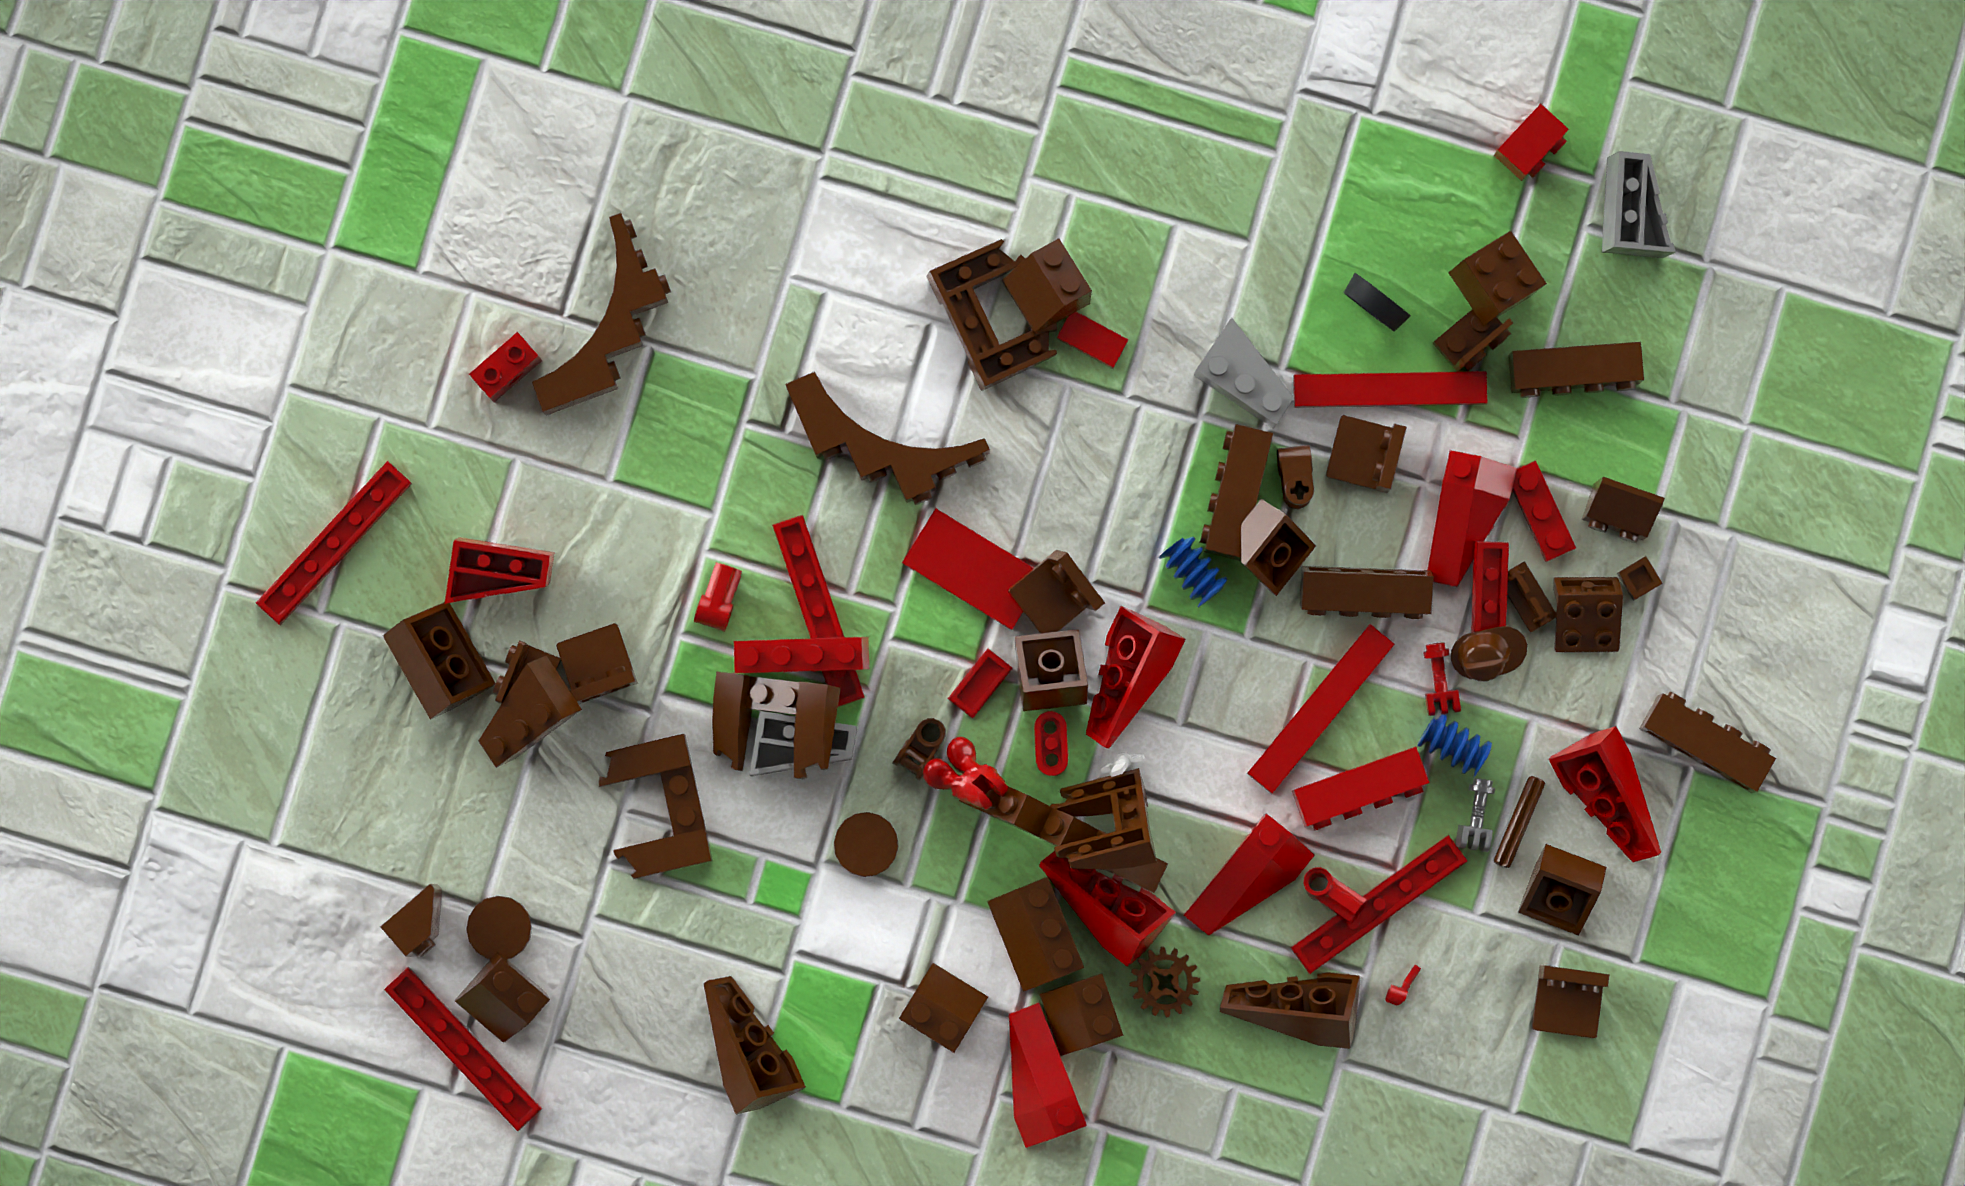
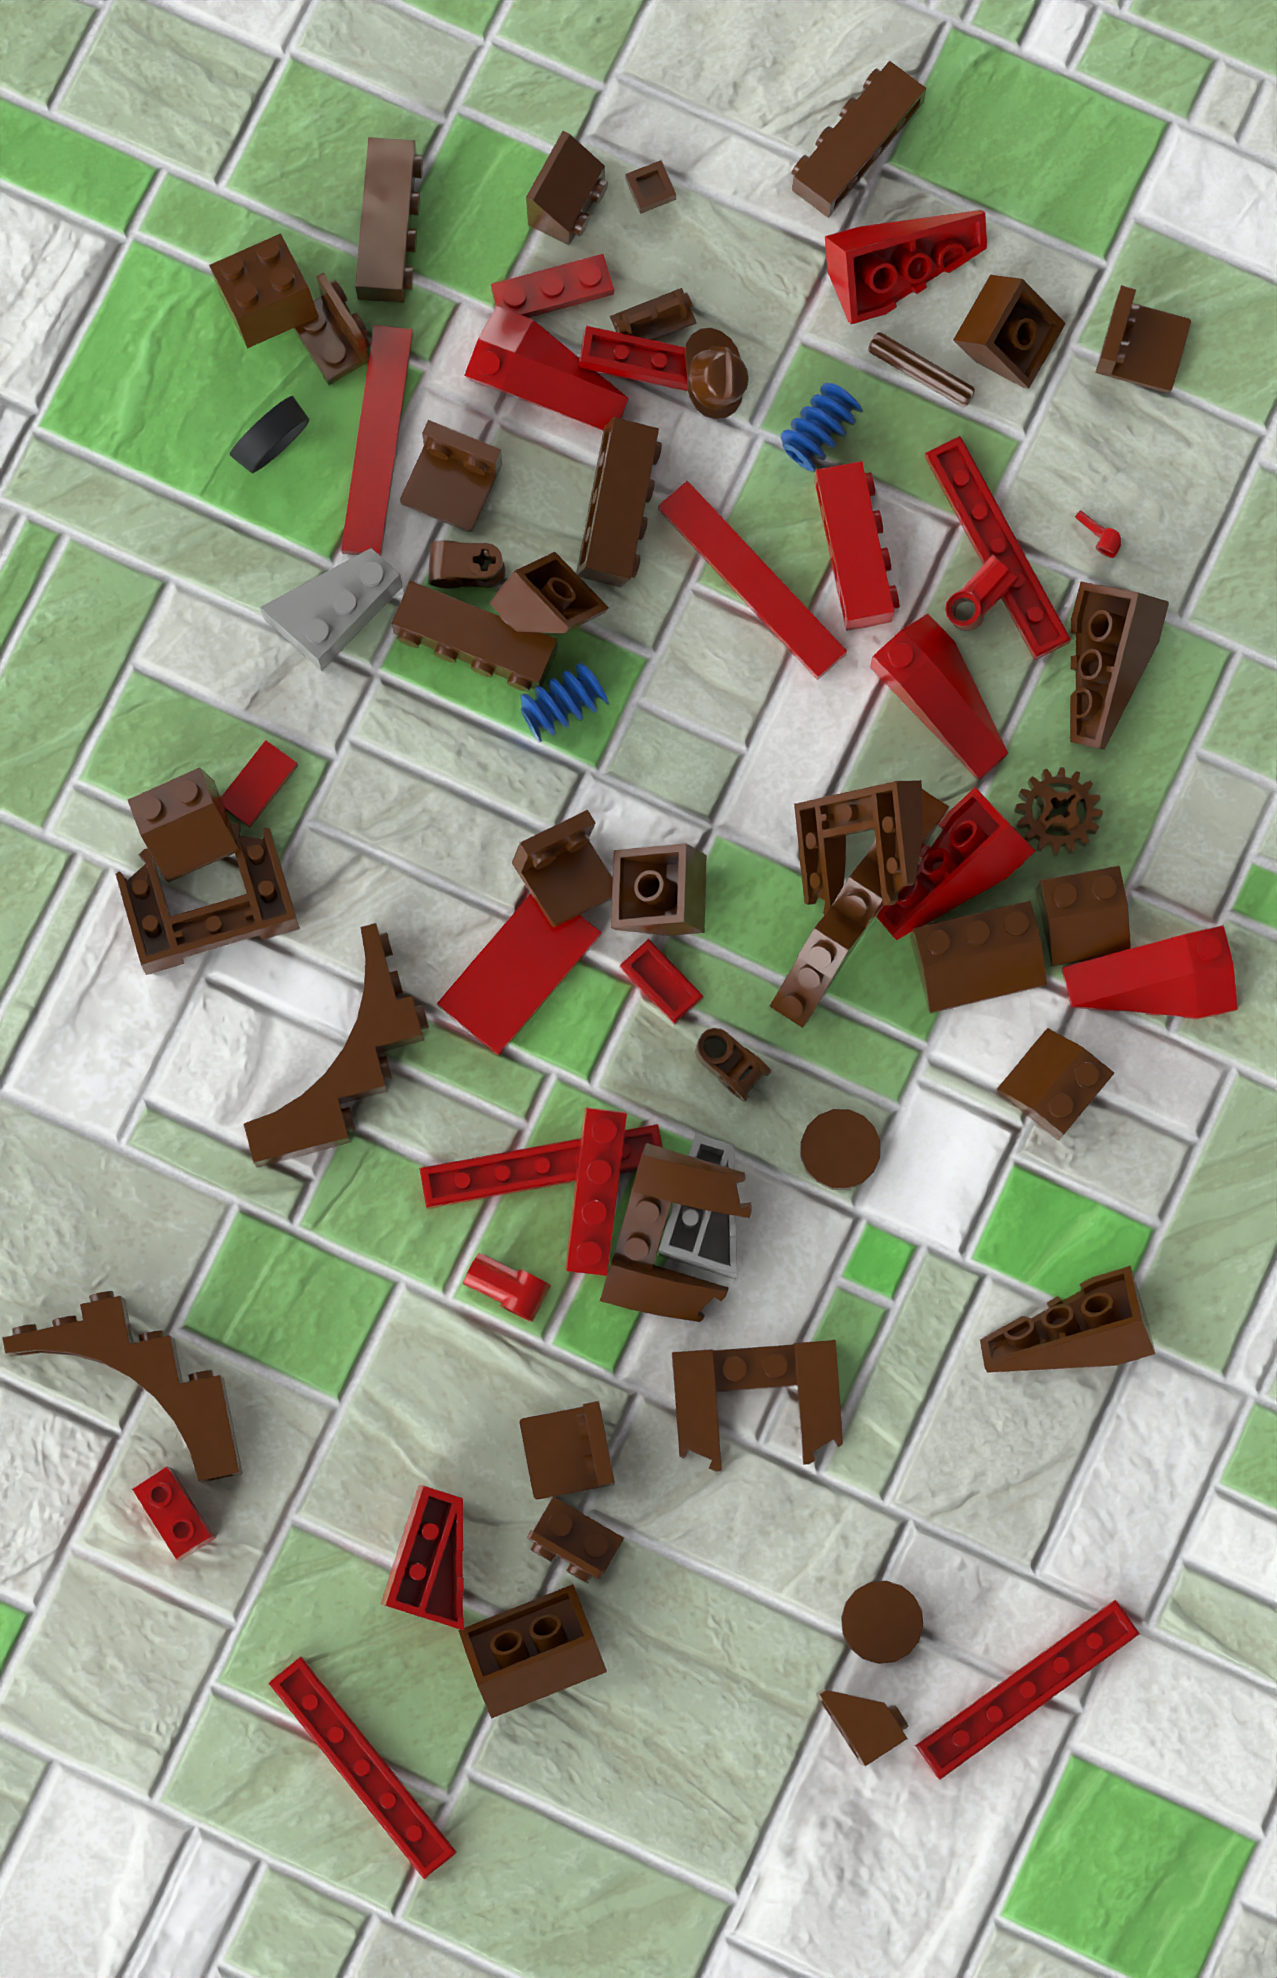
camera: 80 degrees left, 5 degrees down
(502, 998) = (972, 1627): reddish brown slope -> none
(529, 712) = (617, 1537): reddish brown wedge -> none
(975, 778) = (786, 995): red piece -> none
(1051, 743) = (748, 905): red plate -> none
(1122, 763) = (784, 823): white piece -> none
(1136, 663) = (668, 790): red wedge -> none
(1437, 652) = (705, 433): red hinge -> none
(1474, 831) = (931, 423): flat silver hinge -> none
(1532, 142) = (105, 229): red brick -> none
(1588, 614) = (684, 251): reddish brown bracket -> none
(1633, 208) = (205, 124): light grey wedge -> none

